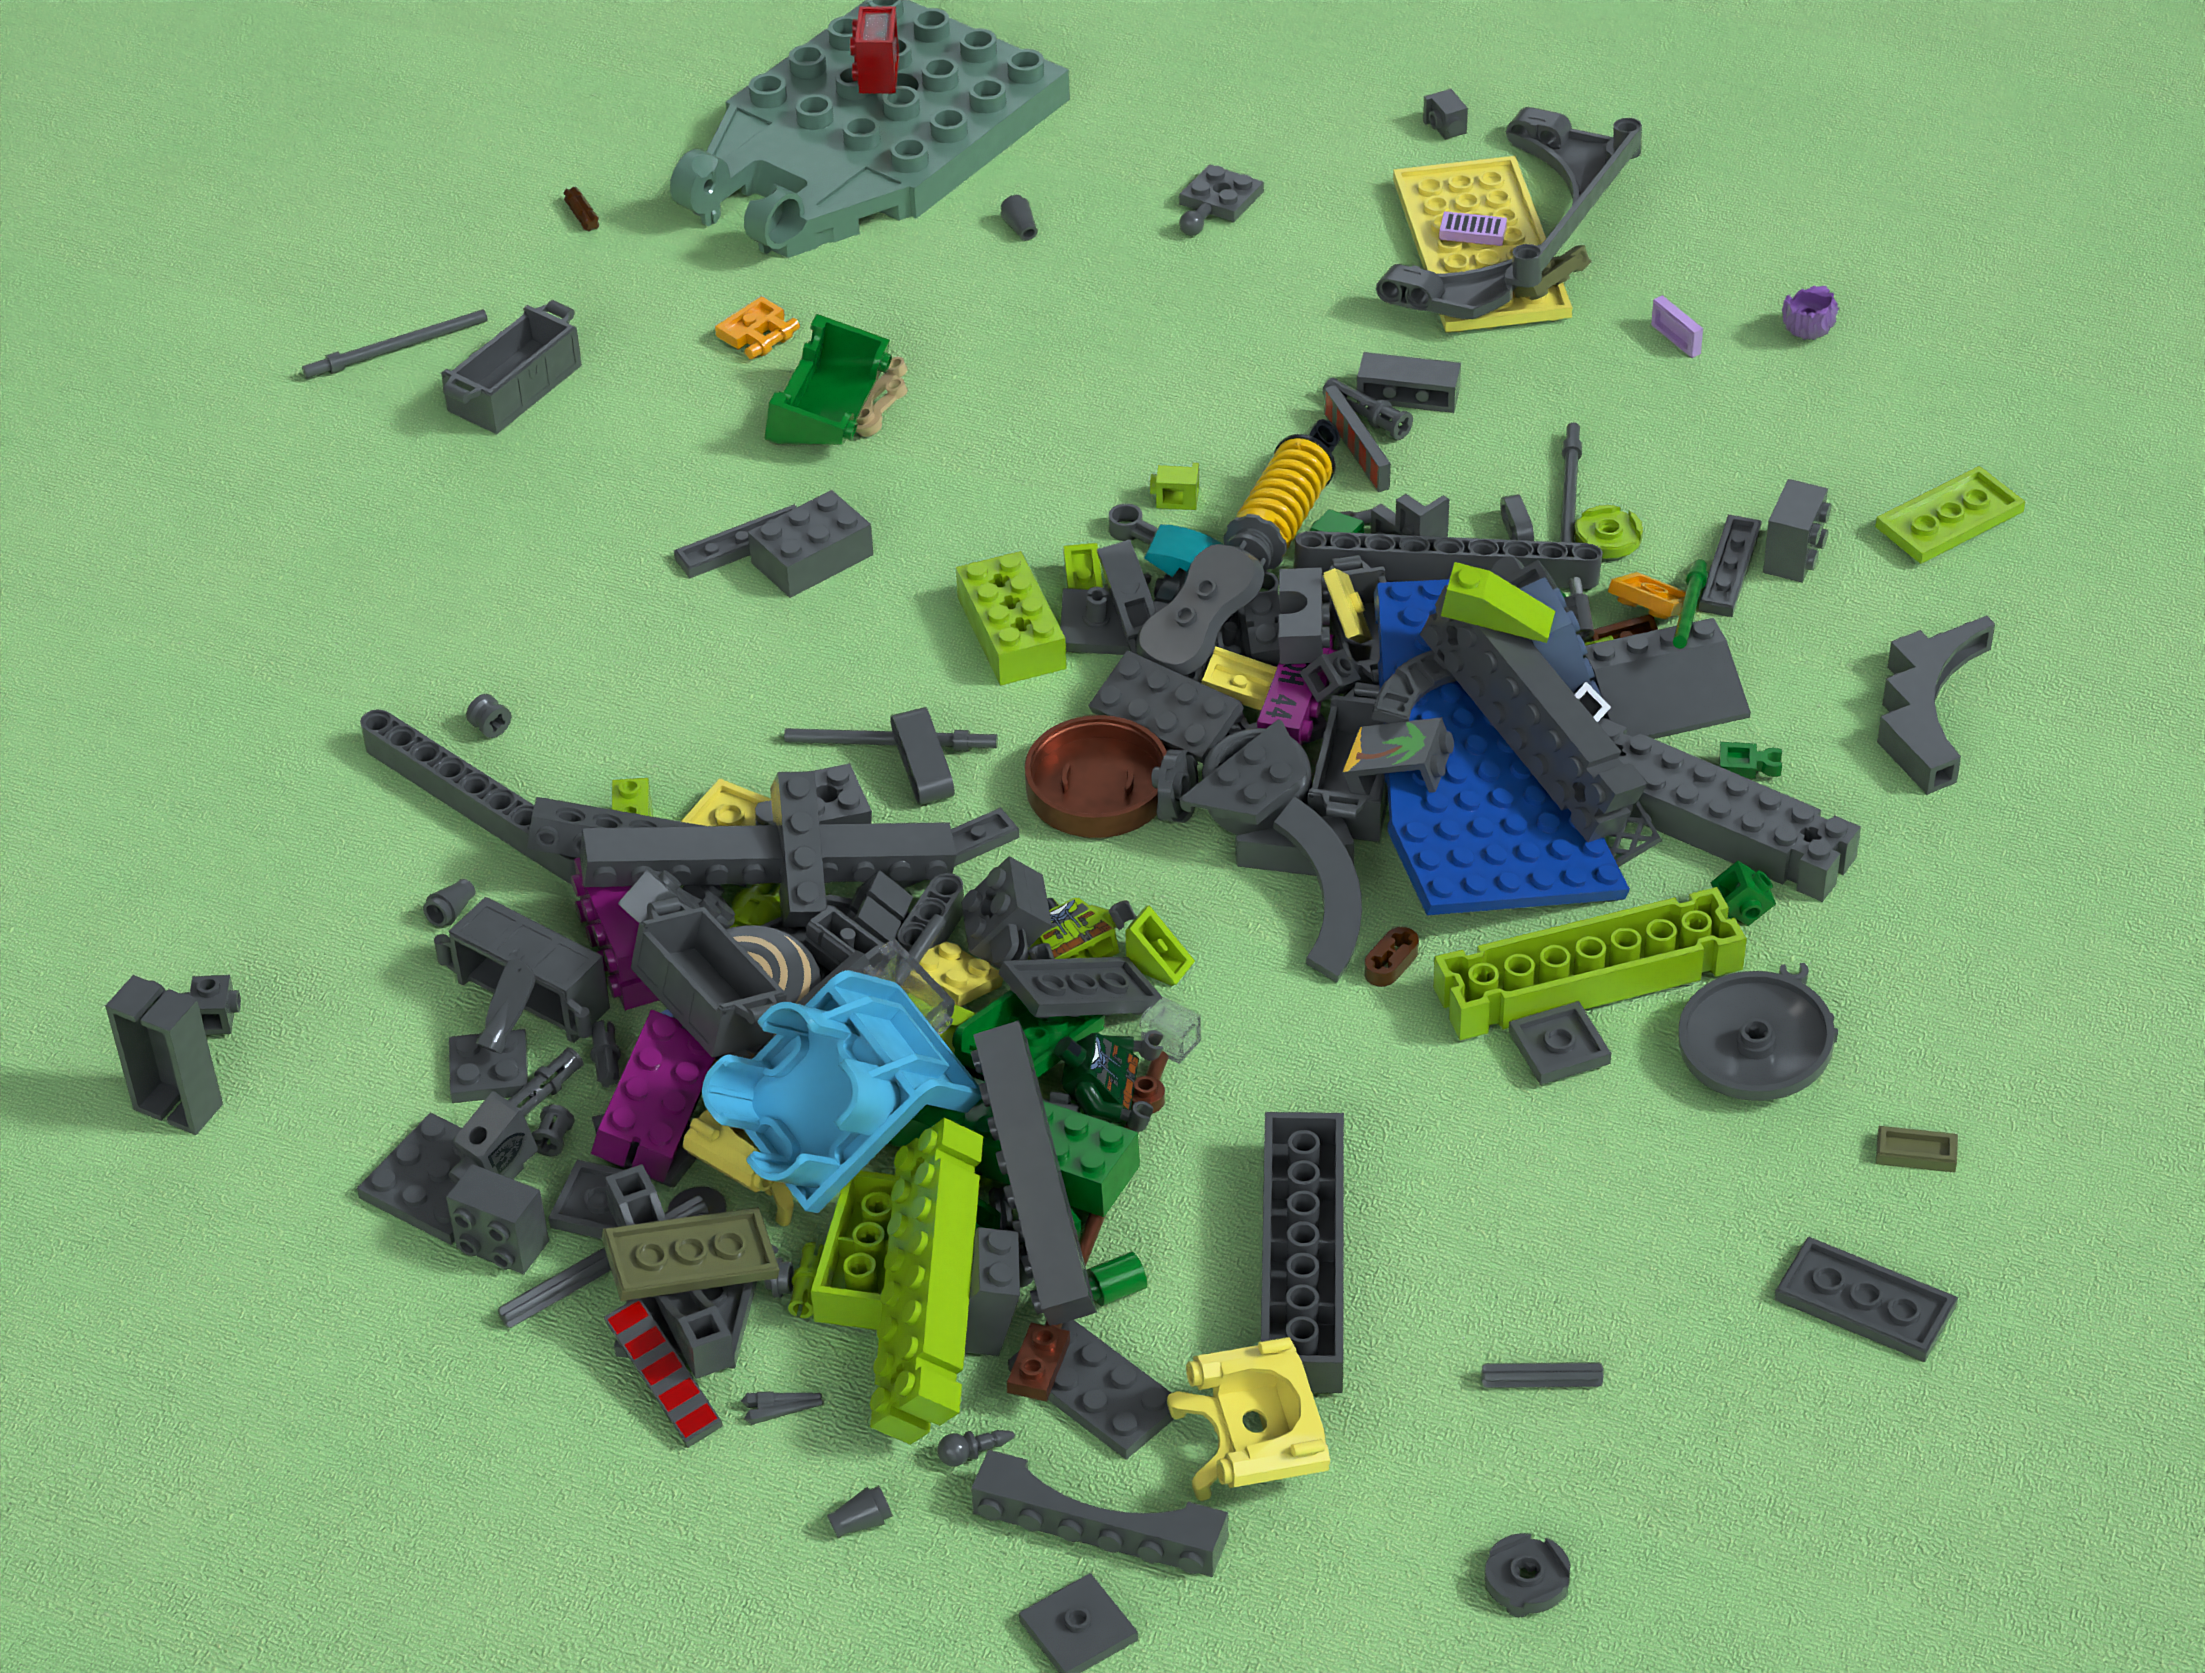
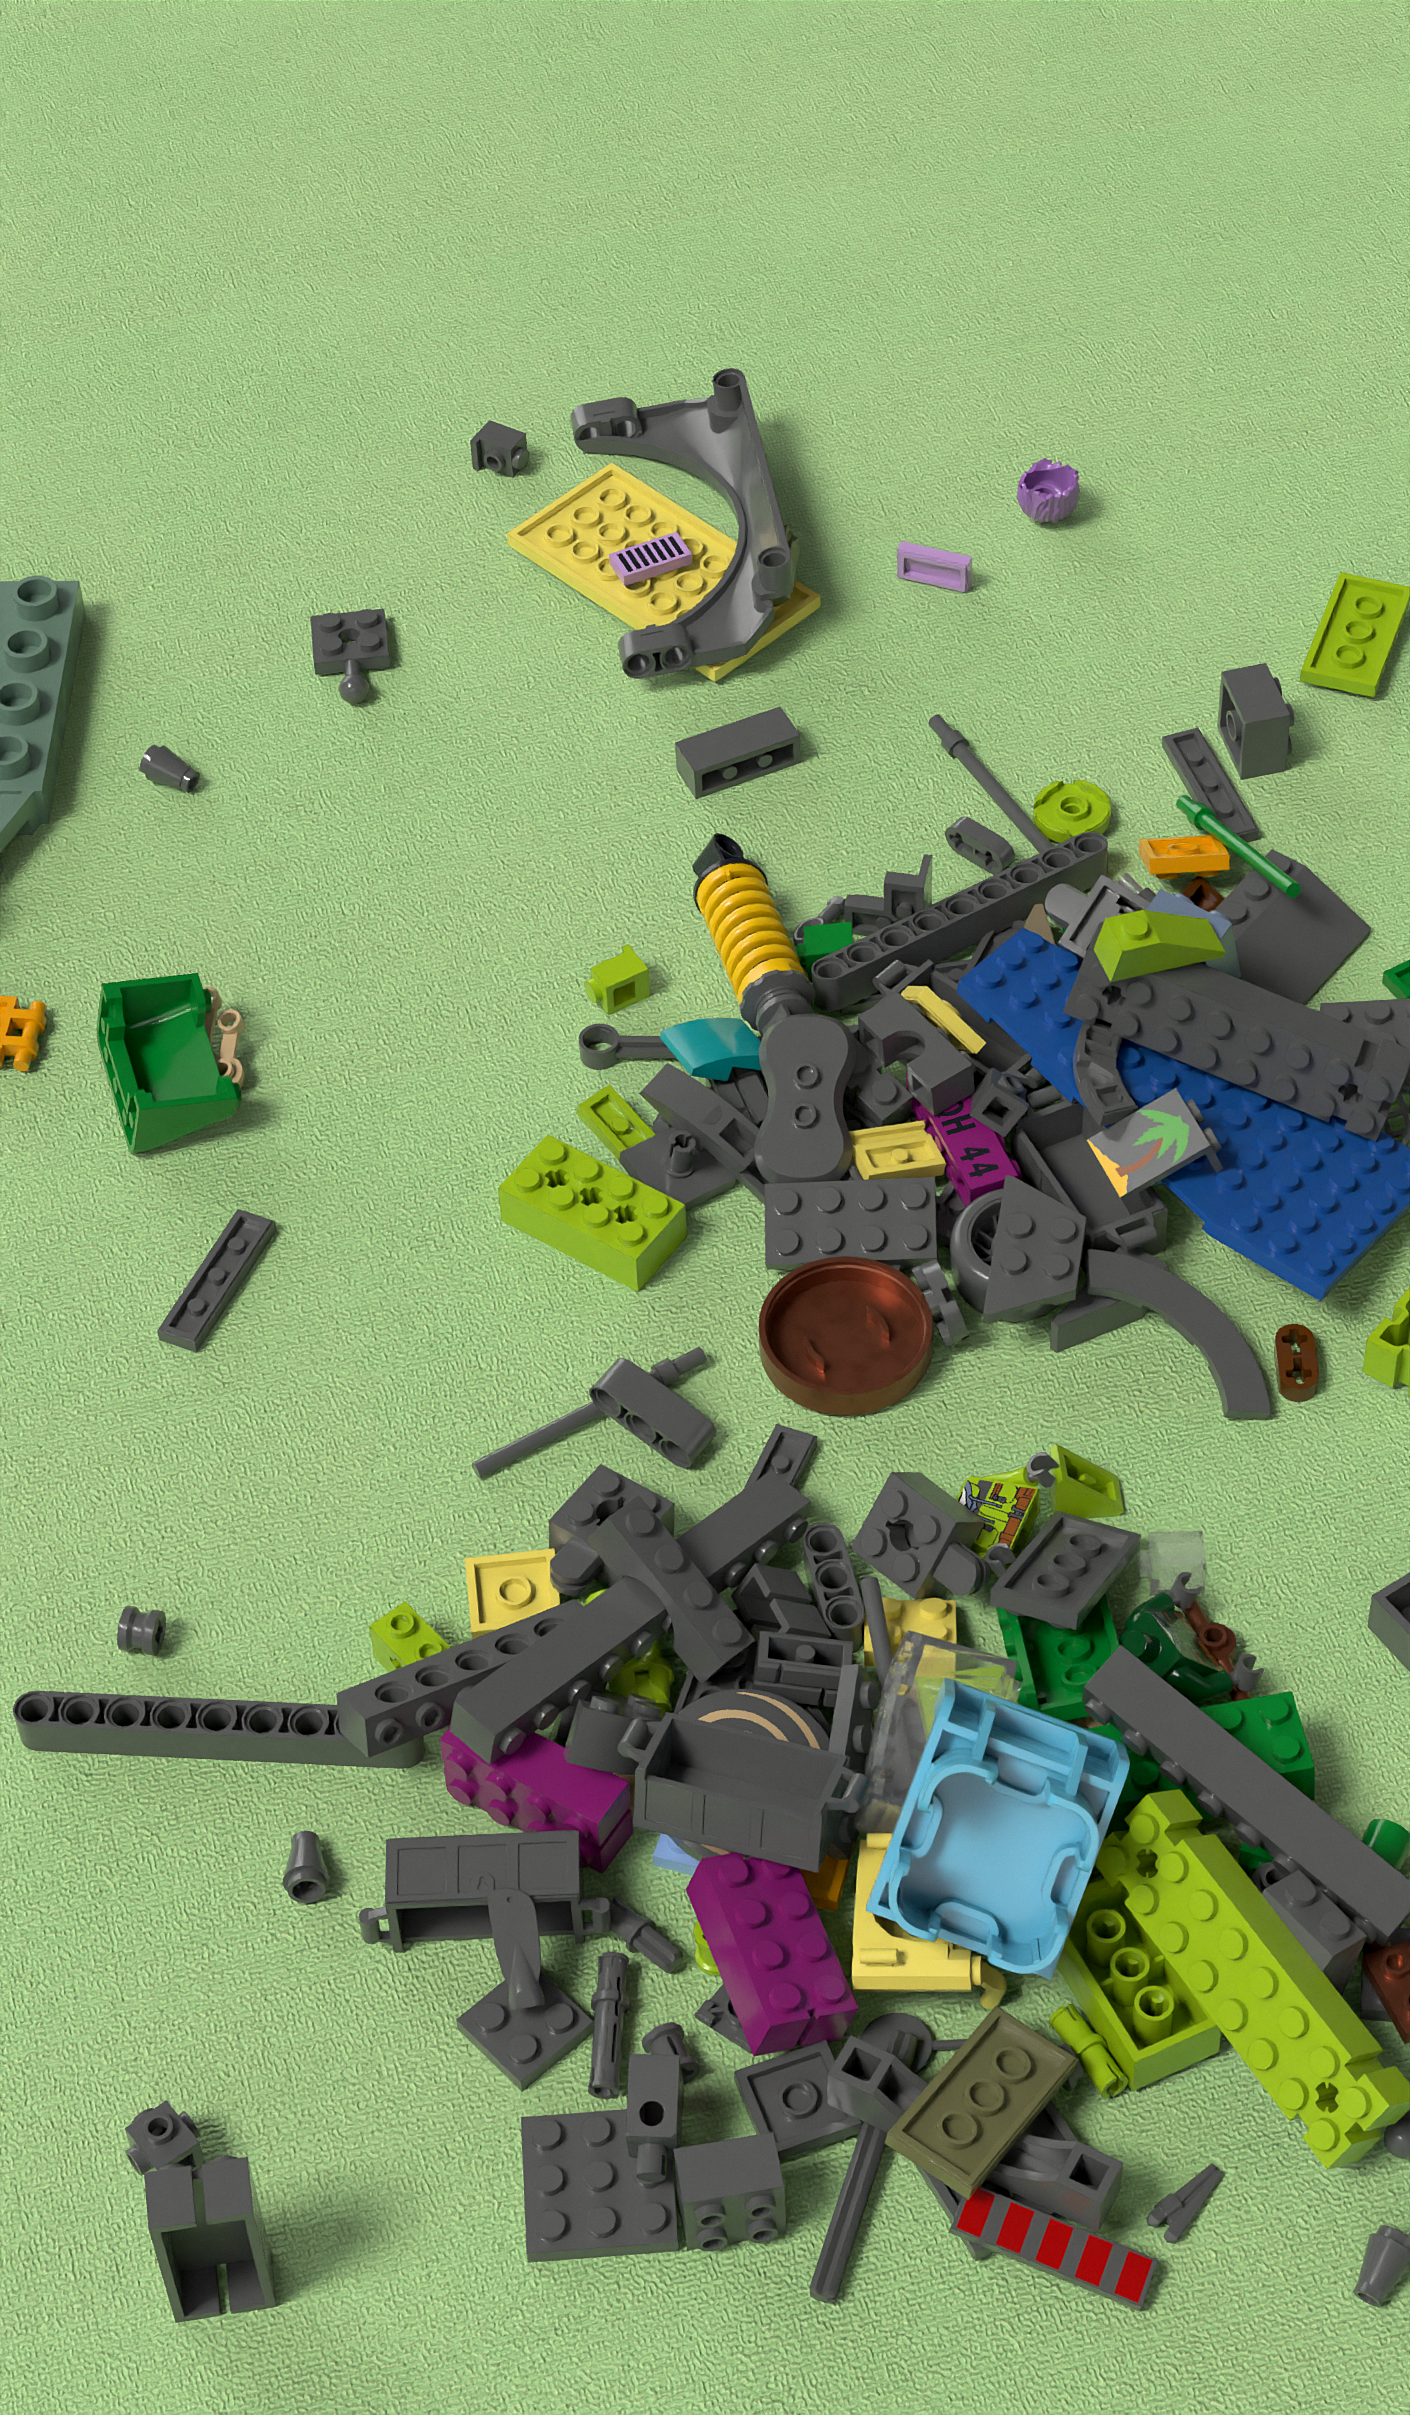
camera: 35 degrees left, 5 degrees up
(810, 543) = (304, 1243): dark grey brick -> none
(1357, 438) = (756, 840): dark grey tile -> none
(1374, 410) = (740, 806): dark grey pin -> none

